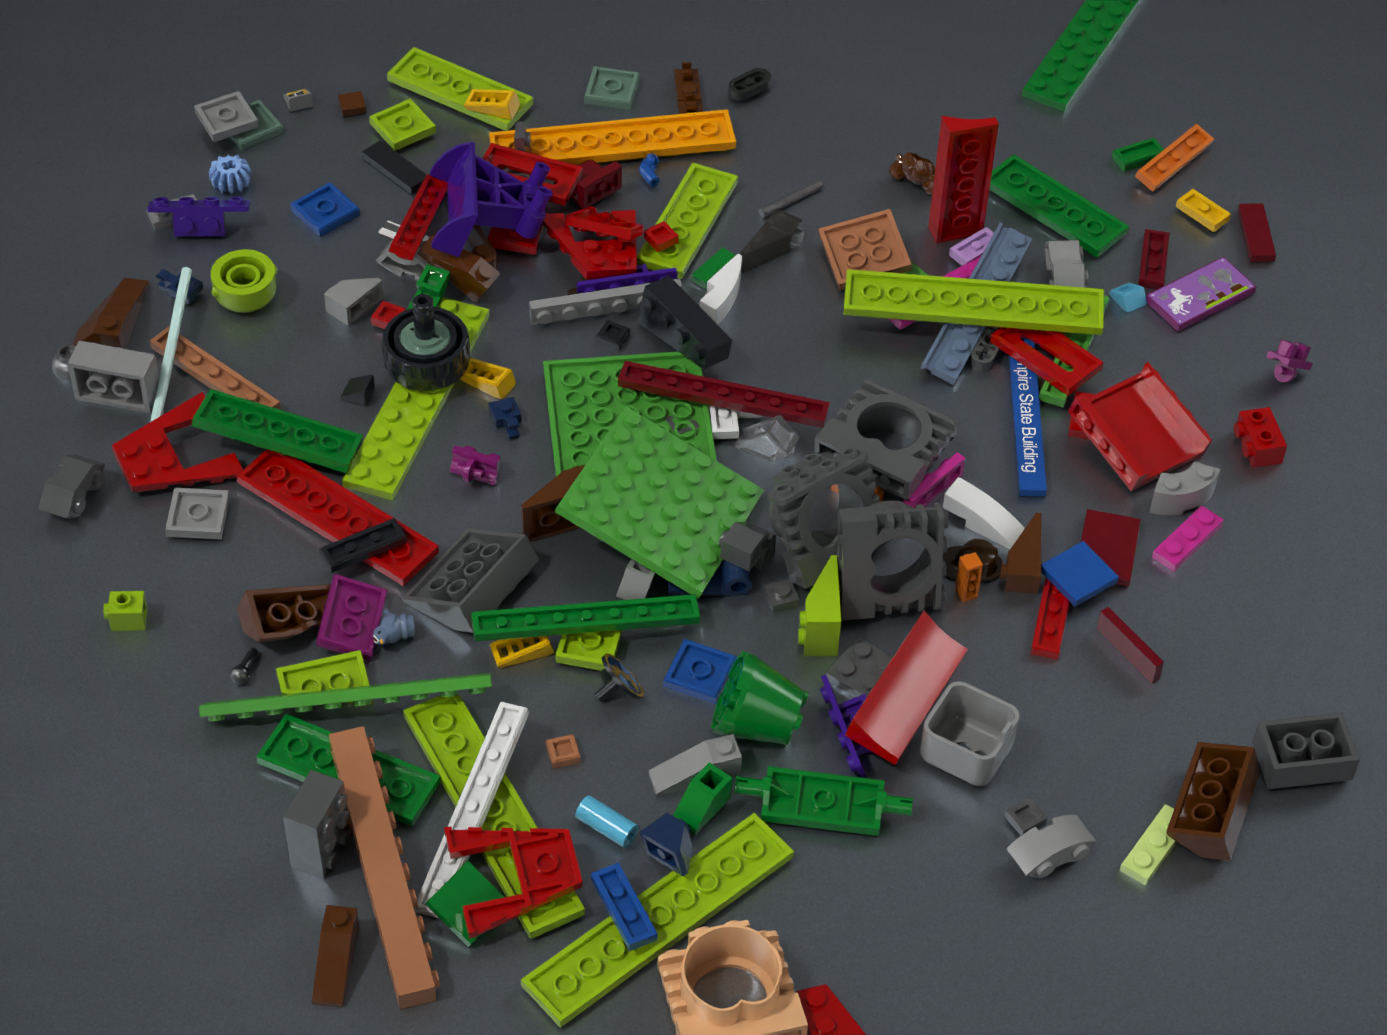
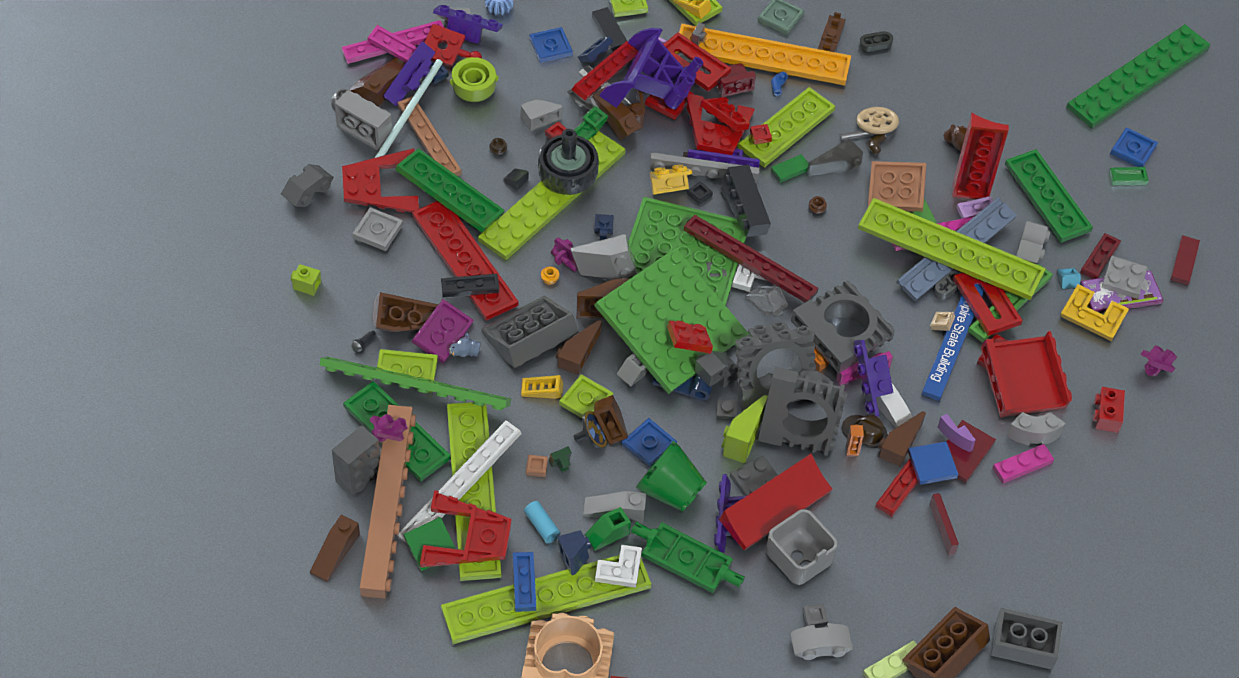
camera: 20 degrees right, 5 degrees up
(106, 266) = (365, 49): none -> dark pink plate
(112, 268) = (391, 43): none -> dark pink plate
(153, 299) = (410, 74): none -> dark purple bracket
(189, 238) = (454, 41): none -> red plate
(314, 357) = (498, 146): none -> dark brown plate
(347, 761) = (387, 428): none -> magenta hips
(388, 198) = (598, 47): none -> dark blue plate
(463, 499) = (549, 279): none -> light orange plate
(498, 387) = (608, 200): yellow slope -> none
(535, 451) = (606, 258): none -> light grey slope
(548, 578) = (578, 348): none -> reddish brown slope
(568, 328) = (669, 180): none -> yellow bracket
(585, 617) = (587, 382): green plate -> none
(594, 731) = (561, 459): none -> dark green tile
(638, 656) = (610, 419): none -> reddish brown slope
(699, 512) = (689, 336): none -> red plate
(722, 290) = (786, 185): white slope -> none
(750, 848) = (622, 573): none -> white plate
(773, 303) = (817, 204): none -> reddish brown plate
(799, 179) = (877, 121): none -> tan plate
(808, 206) = (874, 143): none -> dark brown arm
(957, 487) = (874, 375): none -> dark purple bracket
(1002, 396) = (942, 321): none -> tan tile
(1098, 529) = (959, 436): none -> medium lavender slope
(1128, 119) = (1134, 147): none -> blue tile
(1174, 157) = (1152, 186): orange plate -> none
(1197, 273) = (1124, 277): none -> light grey plate
(1199, 339) = (1102, 325): none -> yellow plate
(1203, 210) = (1153, 232): yellow plate -> none

